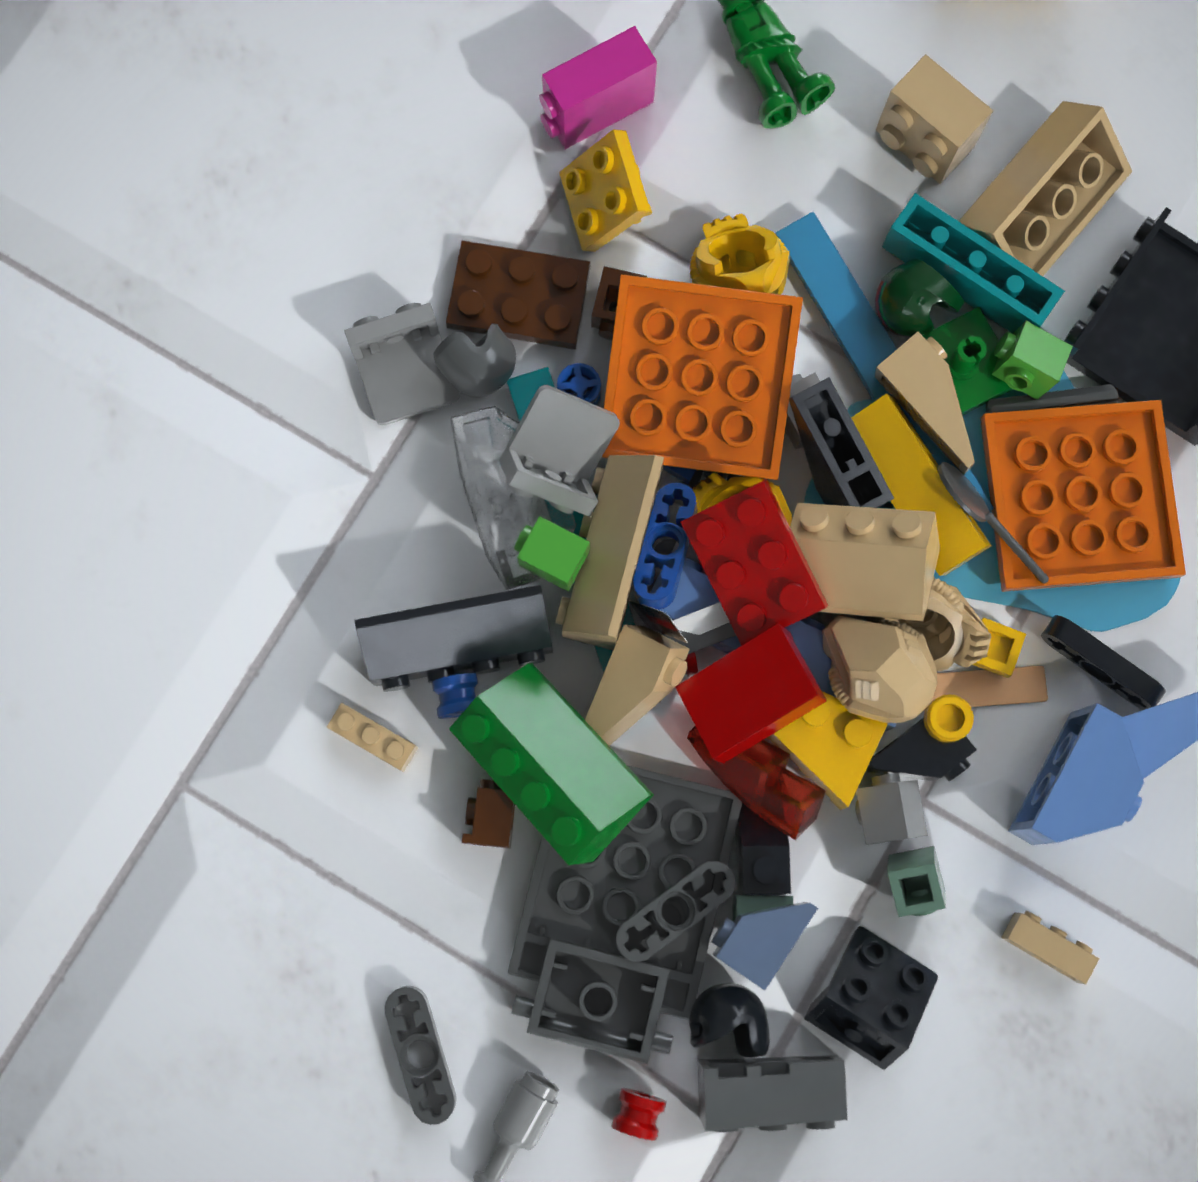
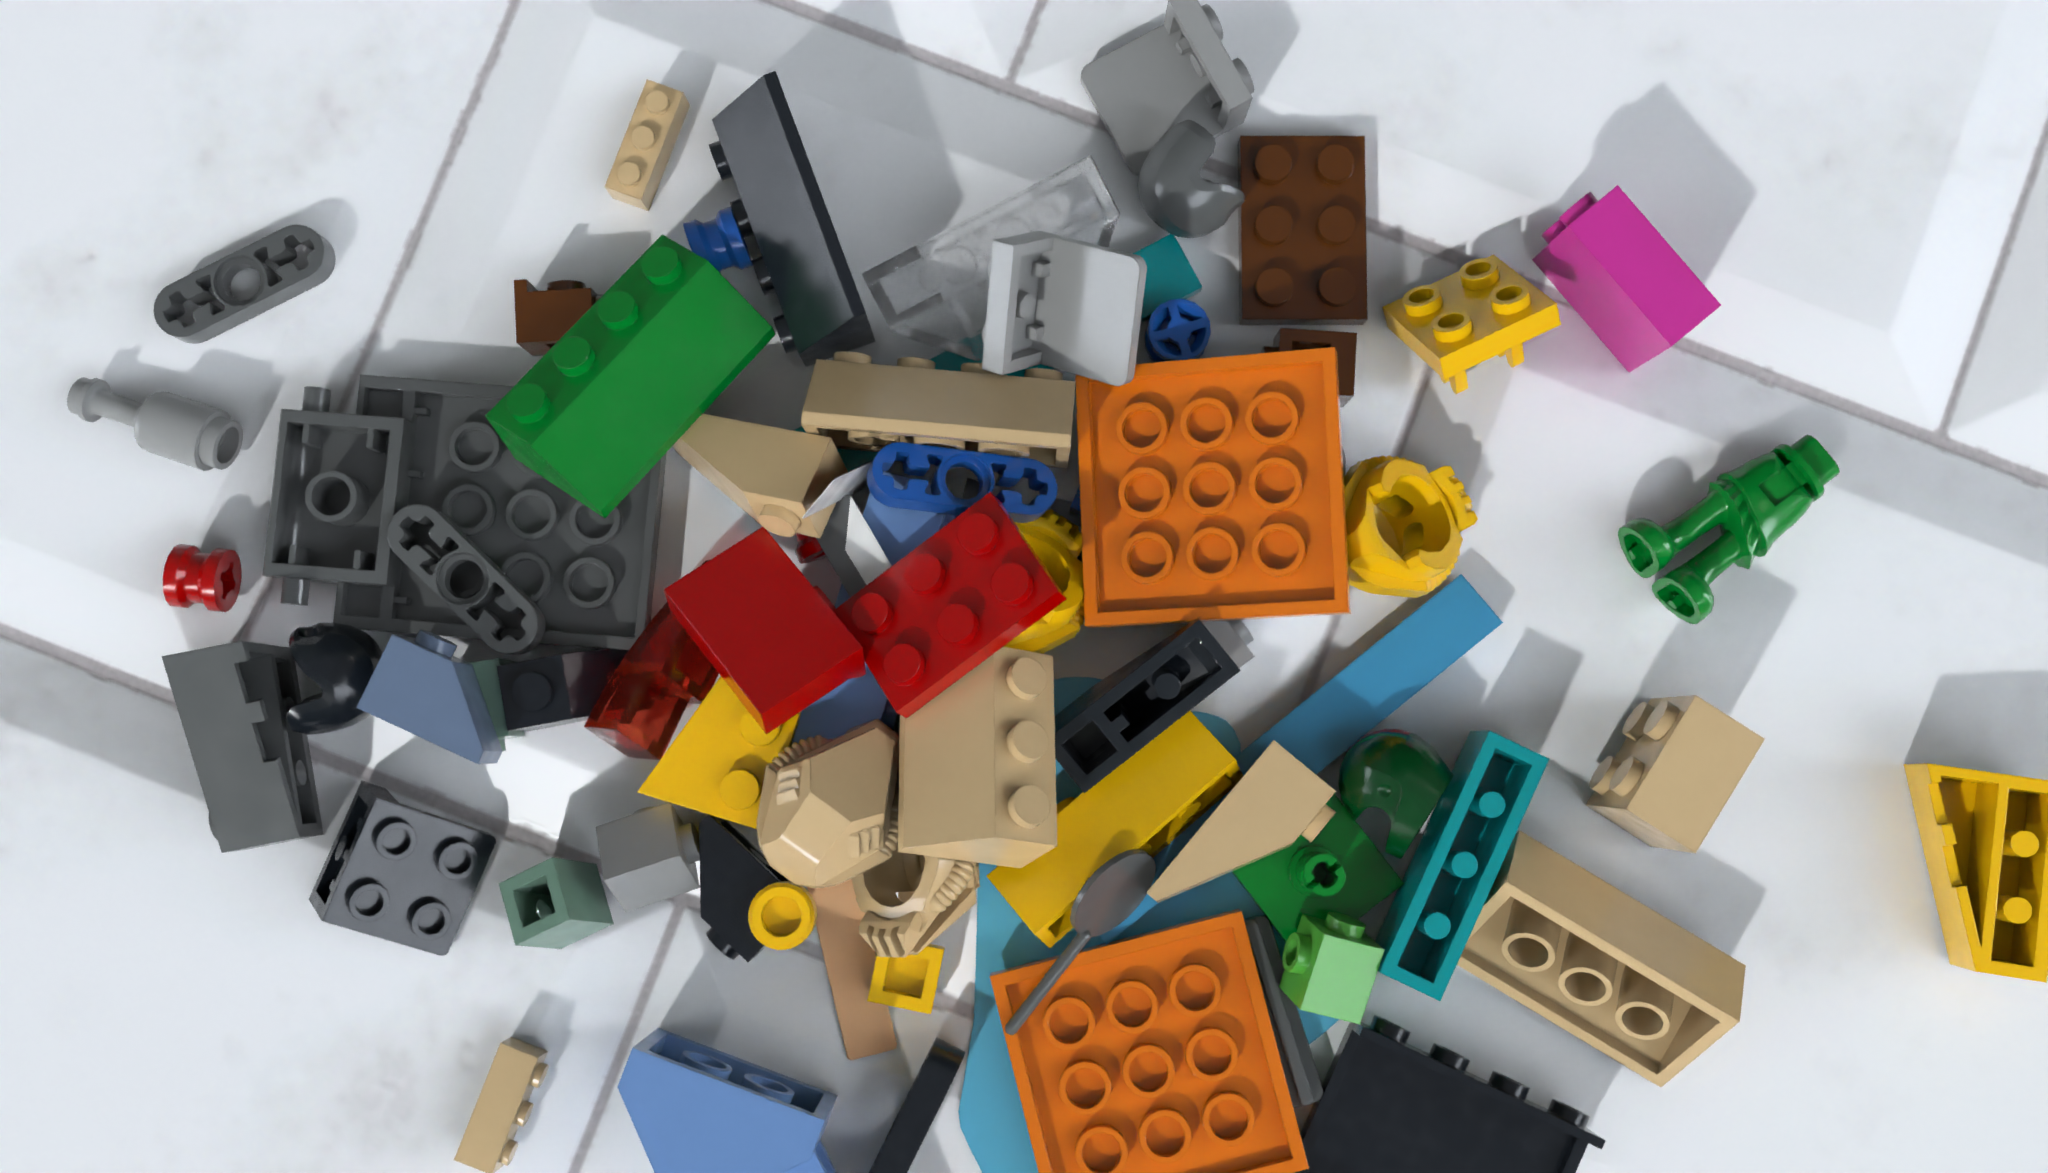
camera: 80 degrees right, 5 degrees up
(551, 552) = (911, 319): bright green brick -> none

